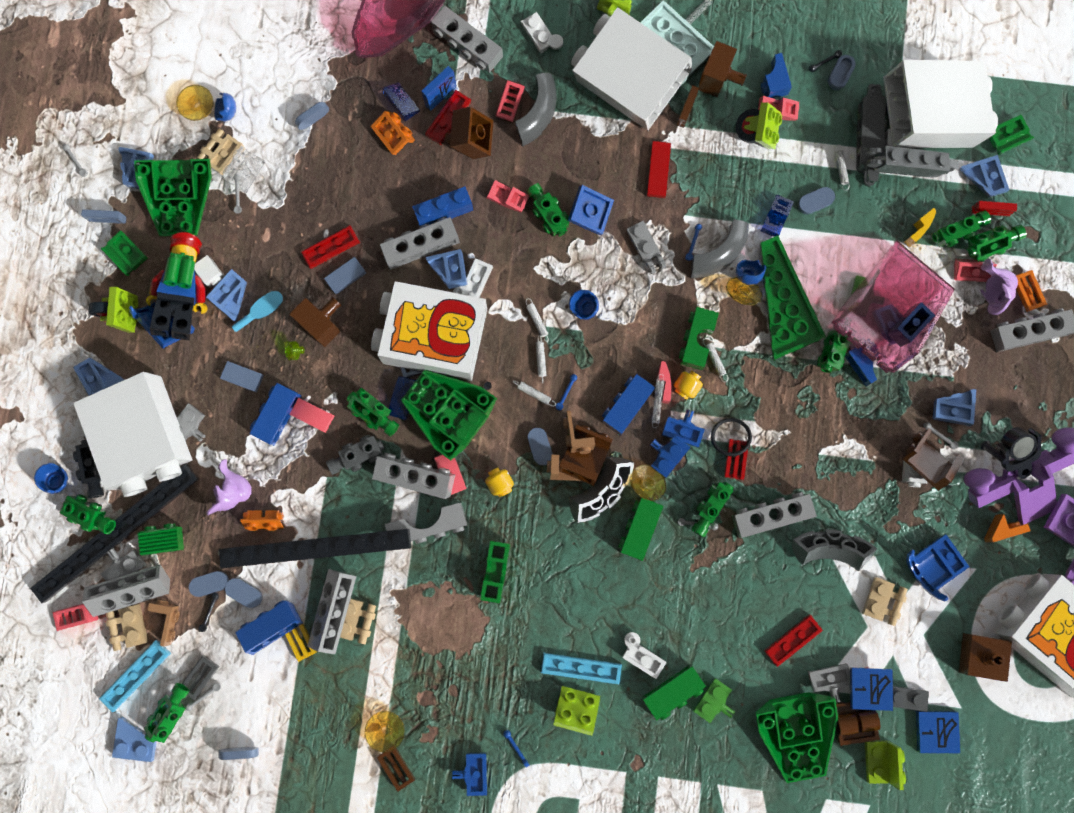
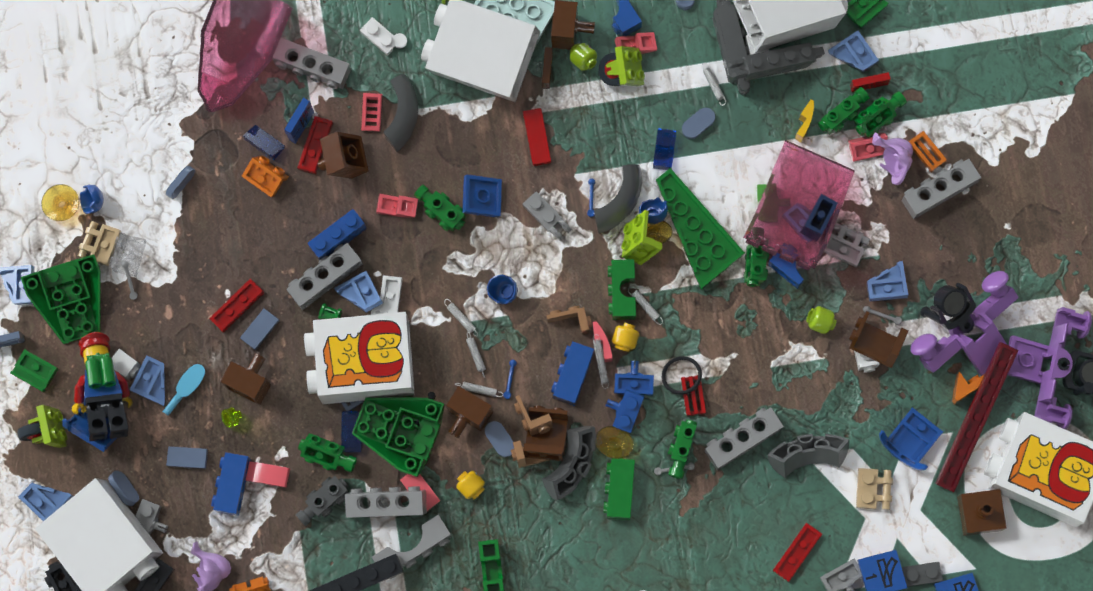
camera: 15 degrees left, 5 degrees down
(173, 388) = (123, 488): none -> sand blue tile
(414, 279) = (329, 313): none -> green bush
(518, 411) = (468, 410): none -> reddish brown brick
(652, 359) = (584, 321): none -> medium nougat bracket
(725, 105) = (583, 56): none -> lime head
(726, 295) = (635, 242): none -> lime bracket
(881, 423) = (821, 320): none -> lime head
(925, 364) = (843, 249): none -> light grey plate
(1008, 562) = (976, 417): none -> dark red tile

